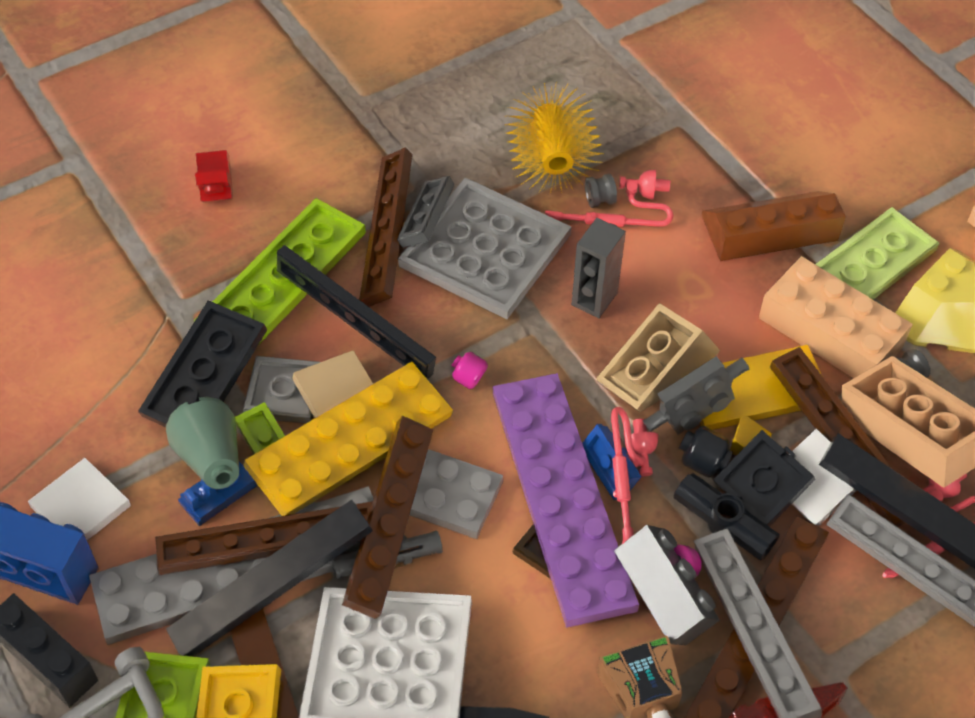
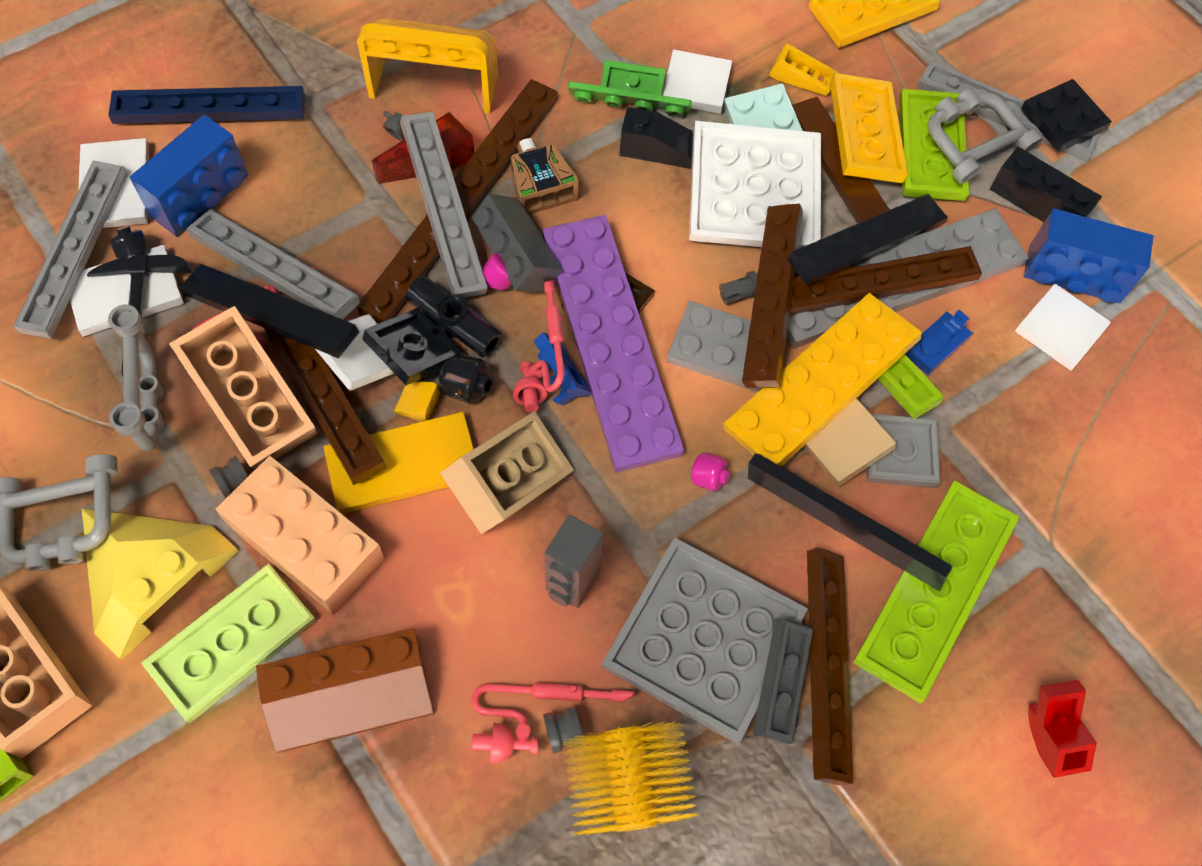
camera: 175 degrees right, 10 degrees up
(204, 362) = (990, 452): black plate -> none
(206, 440) = (959, 347): sand green cone -> none
(696, 395) = (472, 406): dark grey plate -> none

